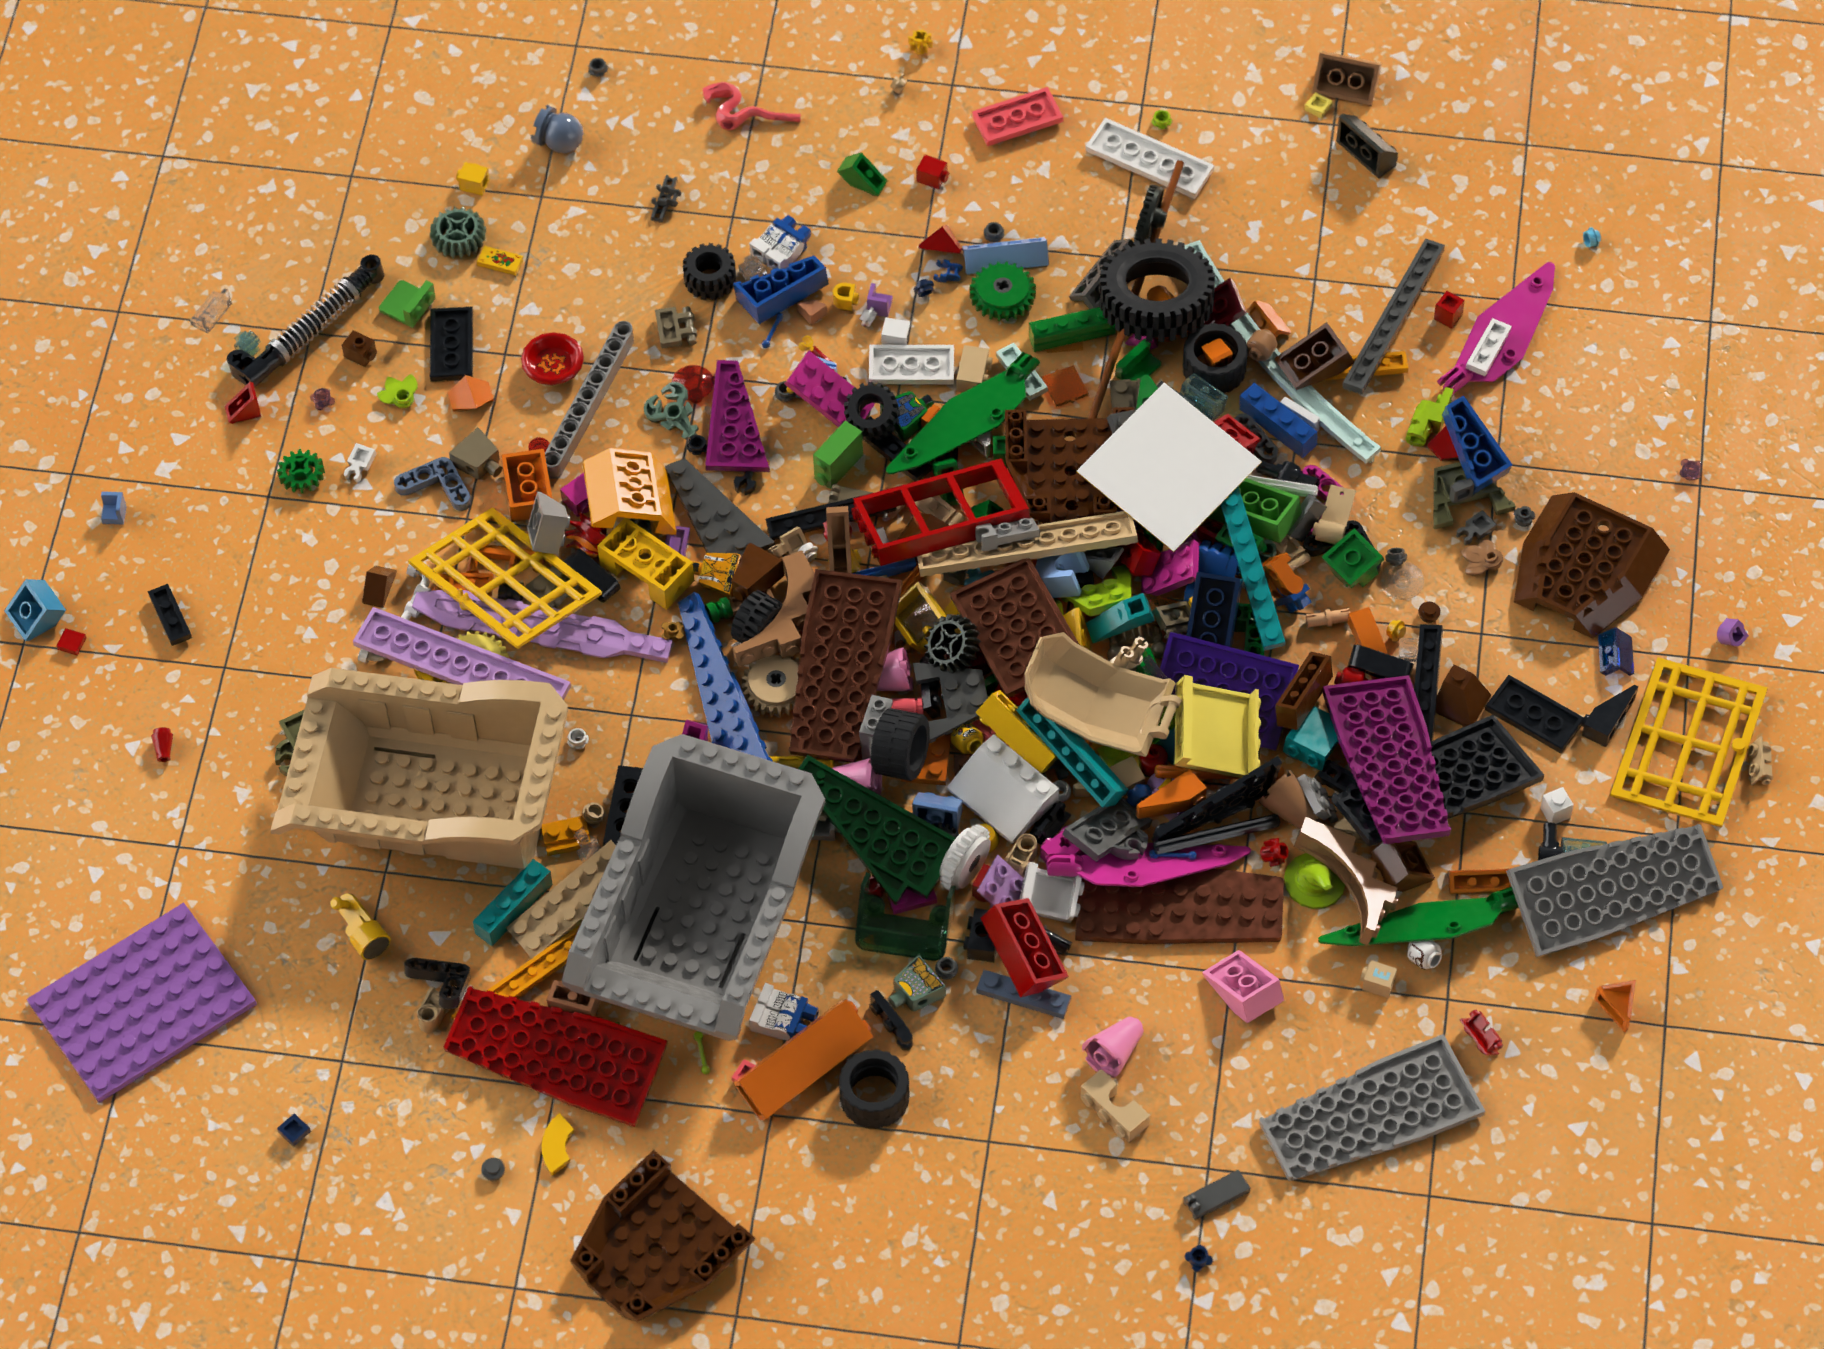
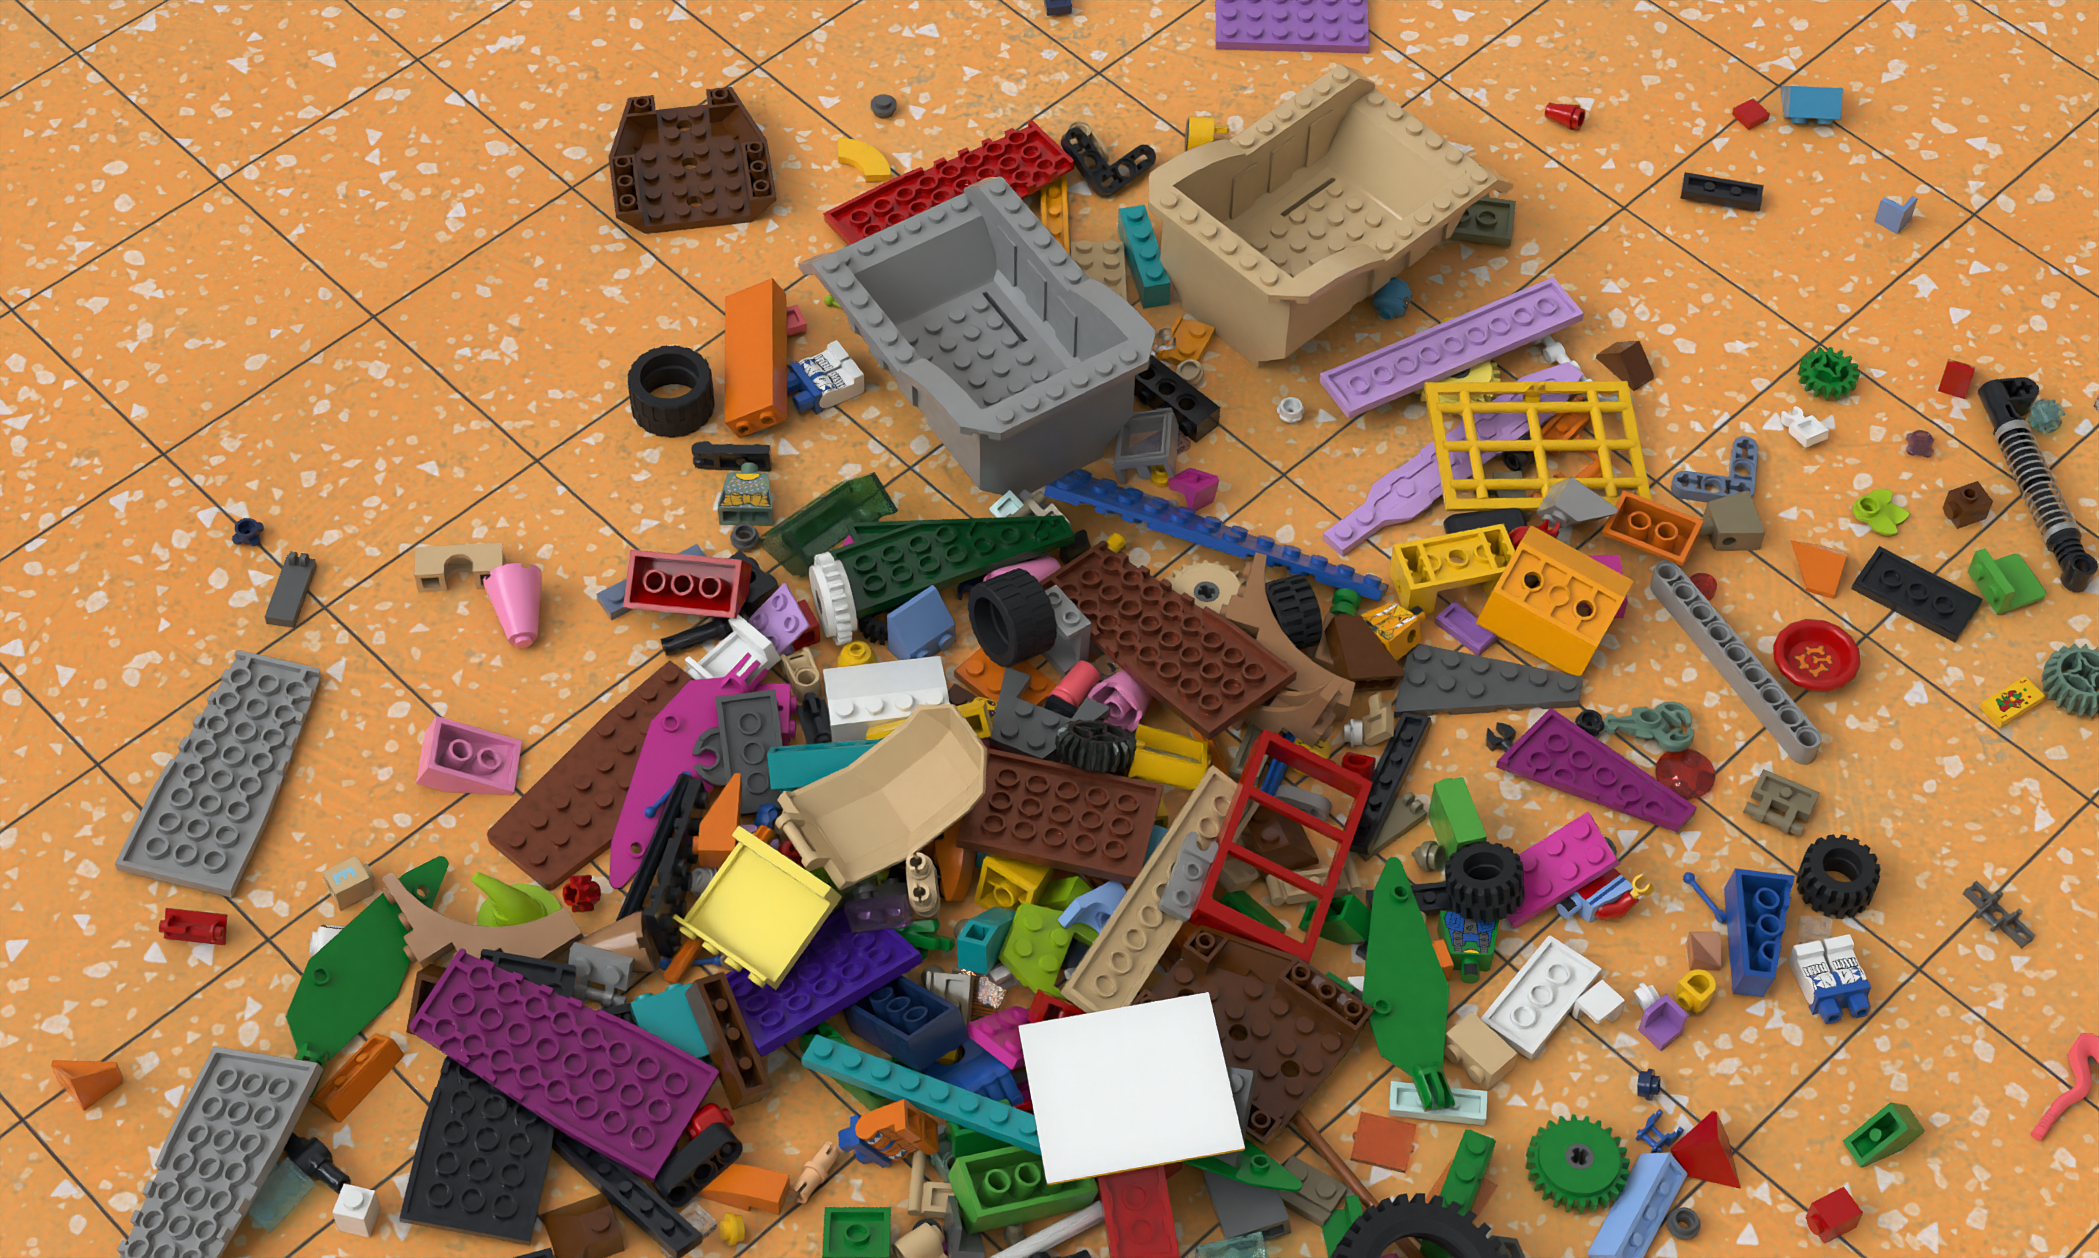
camera: 125 degrees right, 5 degrees down
(672, 631) = (1353, 550): pearl gold plate -> none
(863, 466) = (1429, 855): none -> dark tan plate

